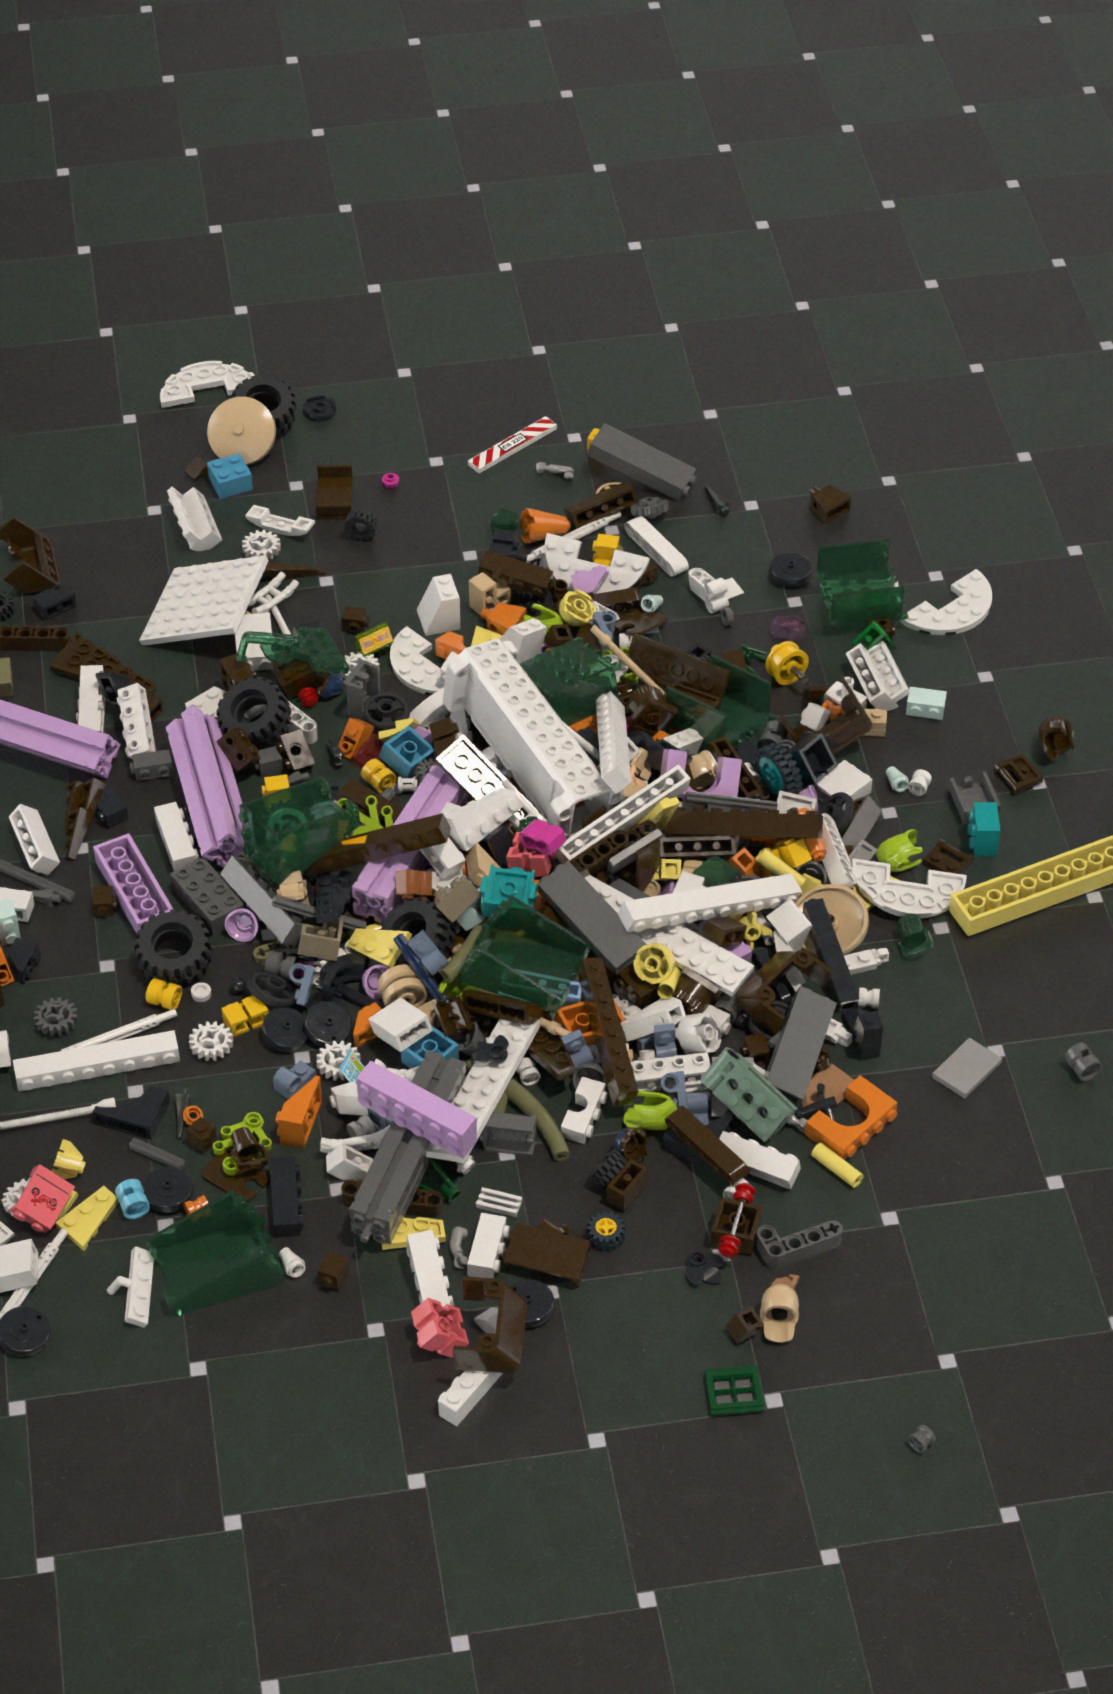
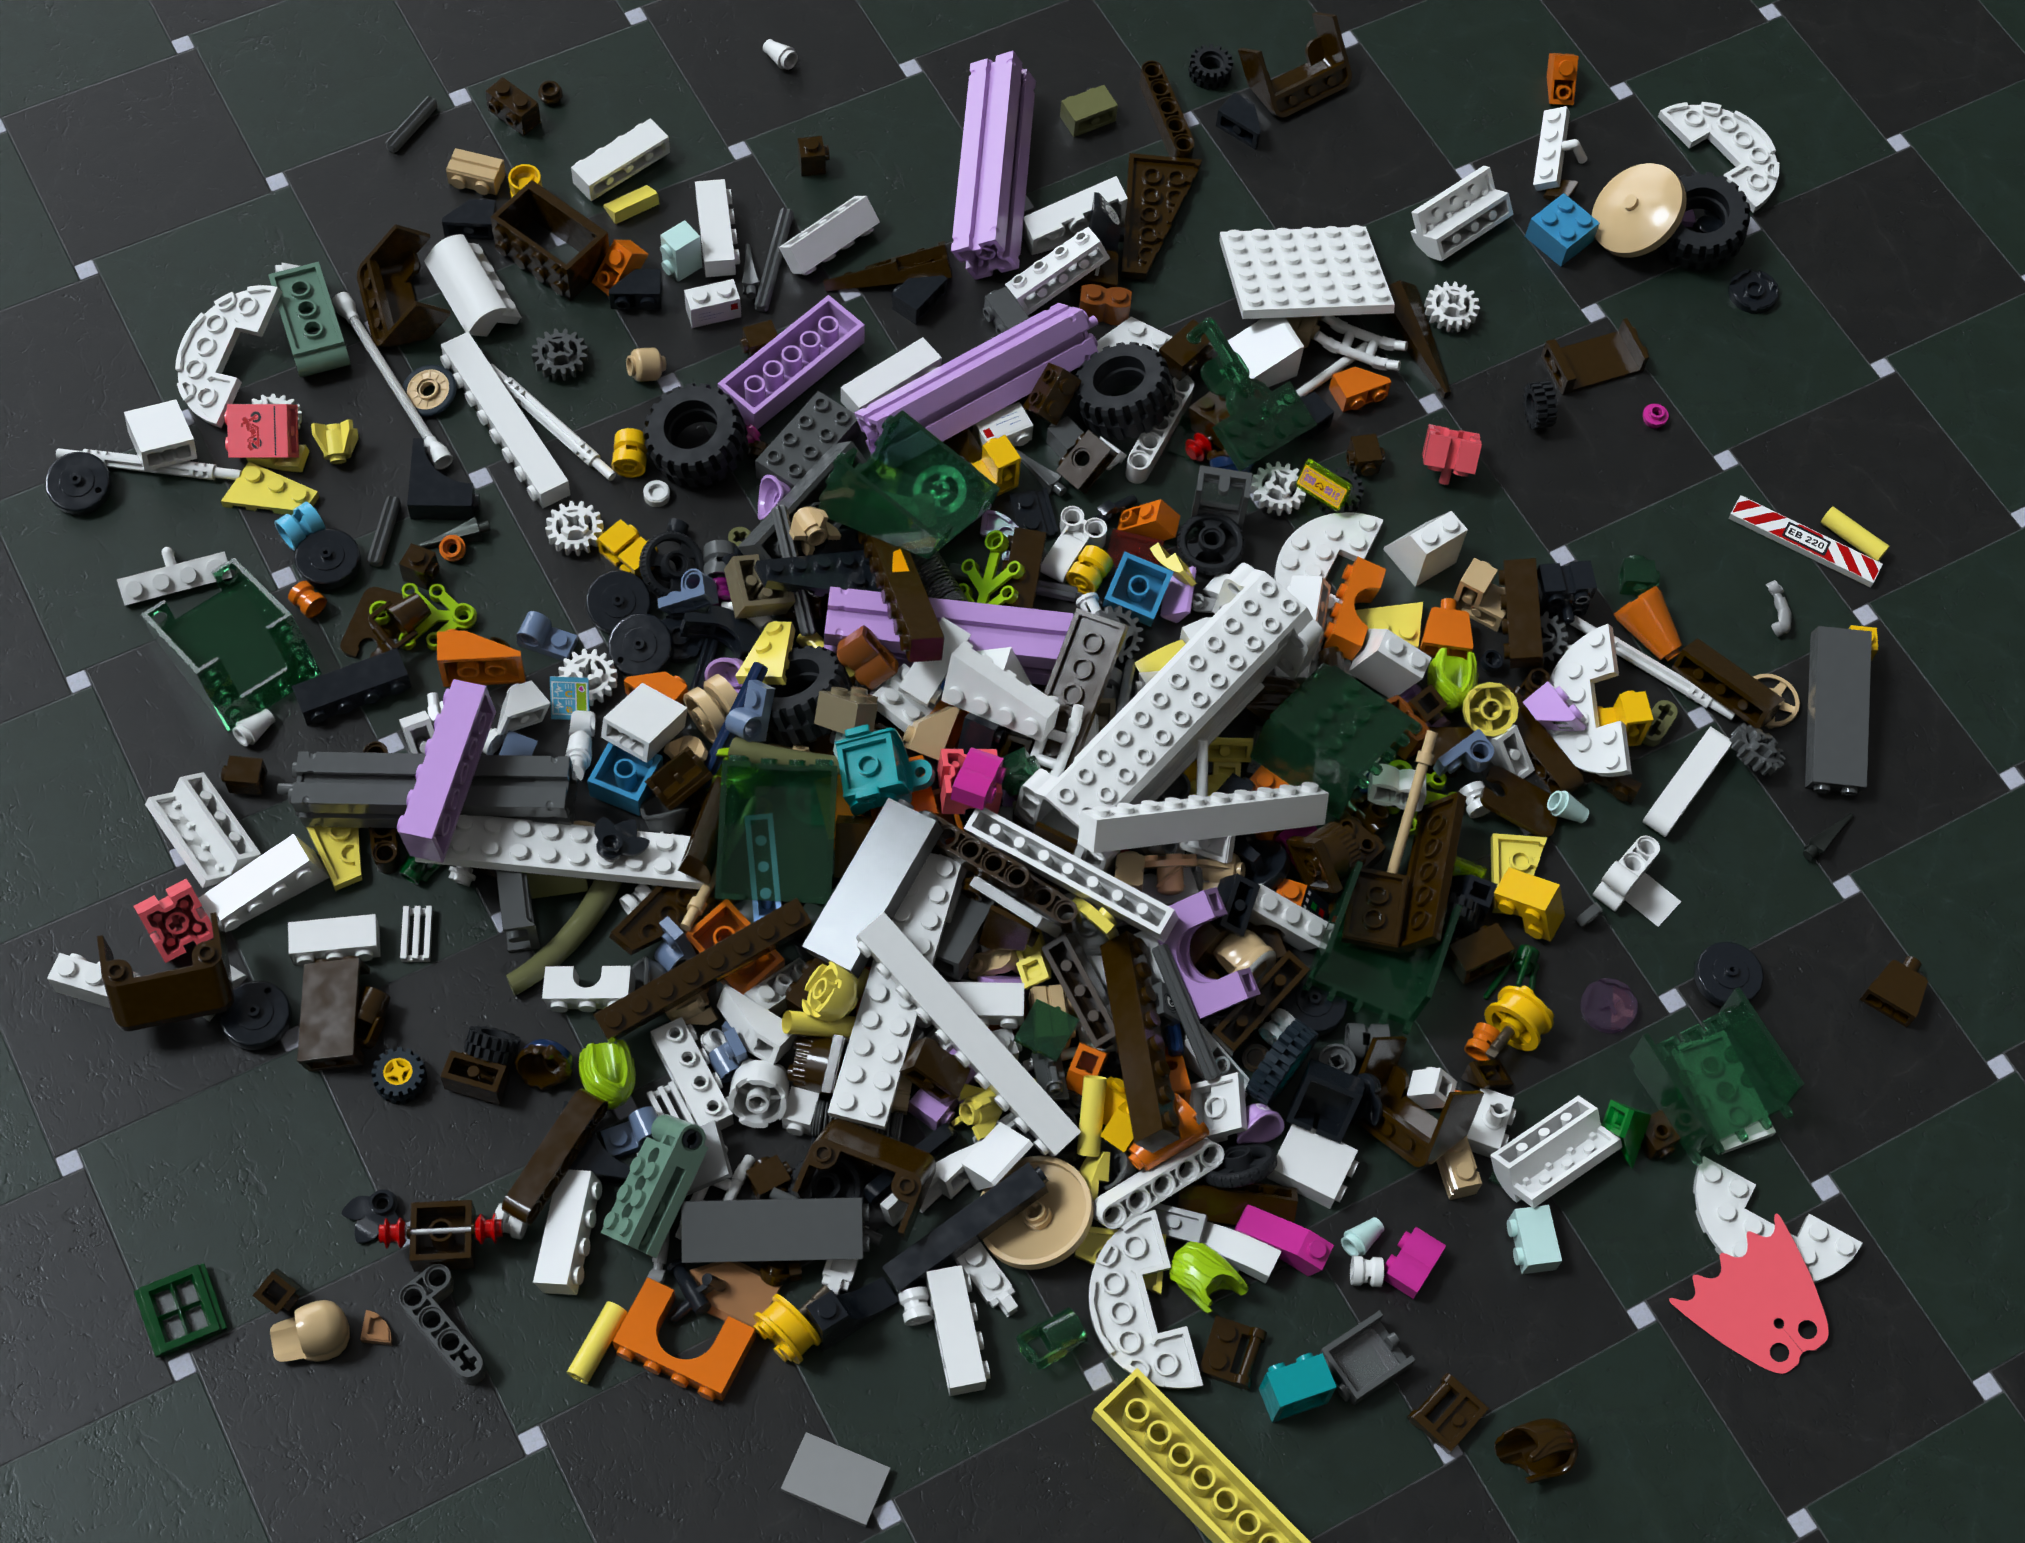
camera: 65 degrees right, 15 degrees up
(43, 1090) = (441, 397): none -> tan wheel
(57, 919) = (712, 303): none -> white brick
(90, 969) = (645, 364): none -> tan head
(107, 439) = (1562, 78): none -> orange slope
(162, 461) = (1552, 148): none -> white plate
(171, 709) = (1106, 304): none -> dark orange brick
(247, 785) = (1008, 421): none -> white brick
(261, 517) = (1505, 315): white slope -> none
(300, 608) = (1358, 387): none -> orange slope
(341, 774) = (1072, 541): none -> white piece
(369, 1301) = (203, 830): none -> white brick
(376, 574) = (1450, 450): none -> coral brick
(444, 733) = (1185, 622): dark brown piece -> none
(457, 1235) = (348, 899): light grey arm -> none
(519, 421) = (1854, 534): none -> light yellow piece
(679, 638) = (1514, 852): none -> light yellow wing
(679, 1089) = (651, 1093): sand blue plate -> none
(714, 632) = (1532, 899): none -> yellow brick
(792, 688) = (1483, 1037): none -> orange wheel
(865, 1056) = (788, 1327): none -> yellow wheel
(890, 809) = (1298, 1244): none -> dark pink slope
(893, 826) = (1242, 1251): none -> white slope
(894, 980) = (956, 1330): none -> white brick
(919, 756) = (1414, 1261): none -> dark pink brick
(991, 623) = (1754, 1292): none -> coral piece

